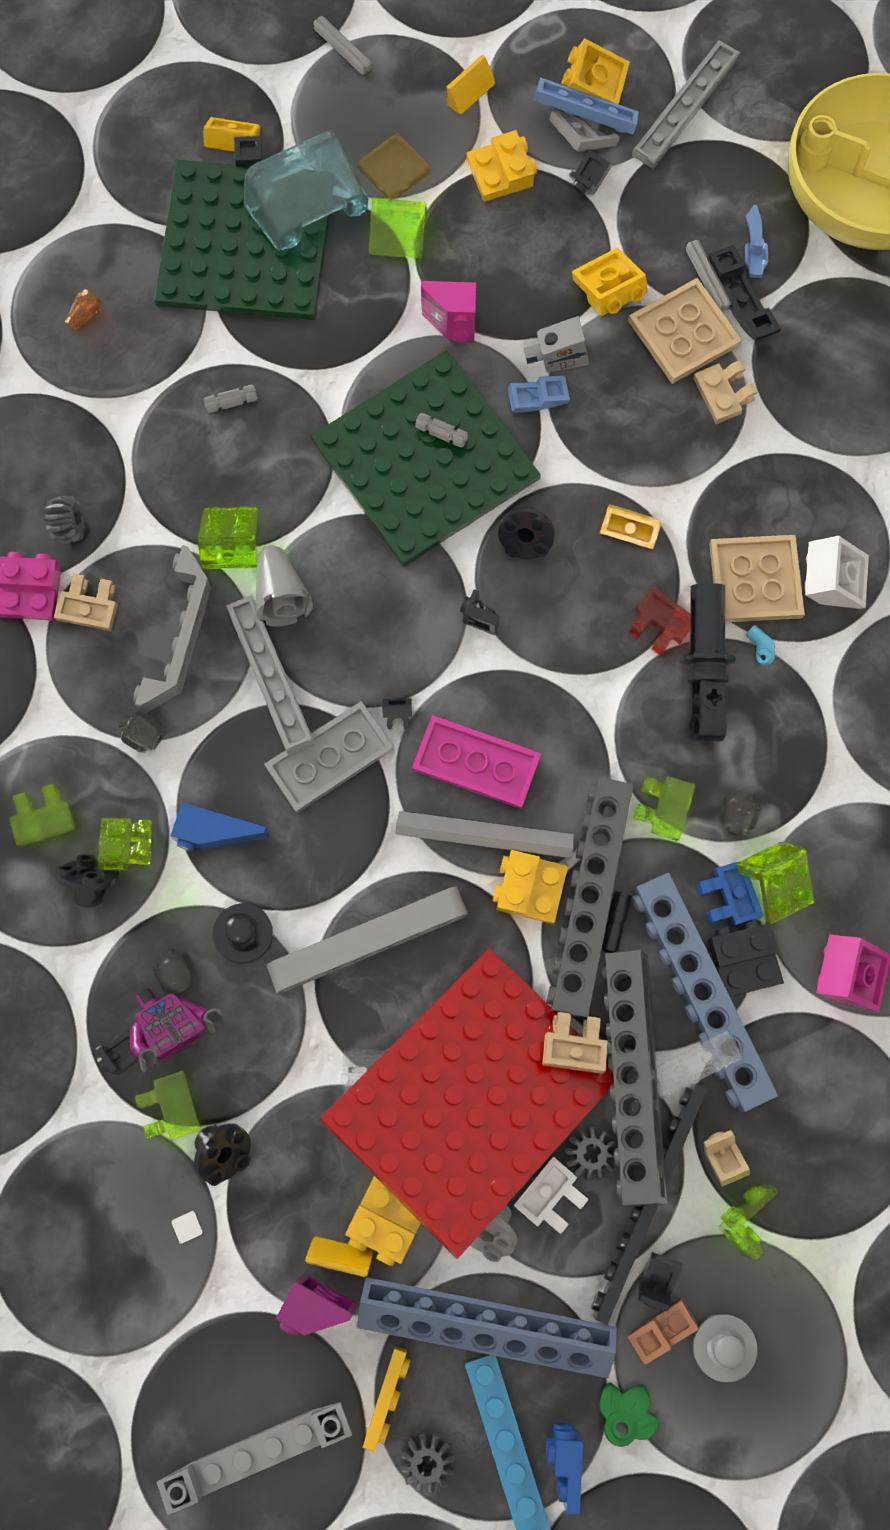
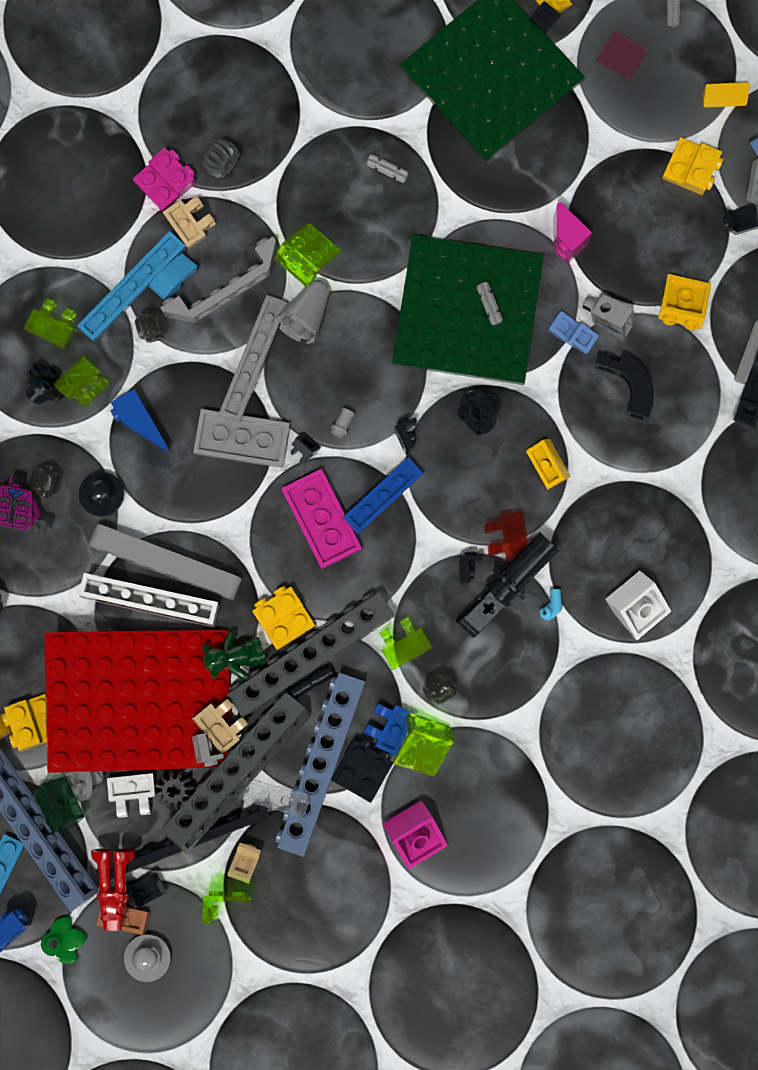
camera: 40 degrees right, 5 degrees up
(82, 309) = (352, 31): clear orange cone -> none
(88, 713) = (131, 287): none -> dark azure plate
(119, 669) = (171, 276): none -> dark azure slope
(302, 188) = (551, 76): clear light blue windscreen -> none
(351, 128) = (622, 55): none -> clear pink piece
(388, 990) = (149, 600): none -> white brick
(393, 167) = (627, 105): clear yellow tile -> none
(397, 227) = (590, 148): clear neon green bracket -> none
(412, 664) = (342, 423): none -> light grey pin
(484, 834) = (285, 564): light grey tile -> none
(493, 1279) = (58, 804): none -> clear green brick
(513, 688) = (382, 495): none -> blue plate
(532, 952) = (245, 654): none -> dark green piece
(583, 1086) = (202, 747): none -> light grey bracket
(637, 1325) = (112, 901): none -> red piece
(638, 383) = (637, 381): none -> black arch
(655, 686) = (466, 571): none -> black bracket
(684, 330) = (699, 373): tan plate -> none
(718, 393) = (681, 431): tan plate -> none
(758, 577) = (589, 563): tan plate -> none

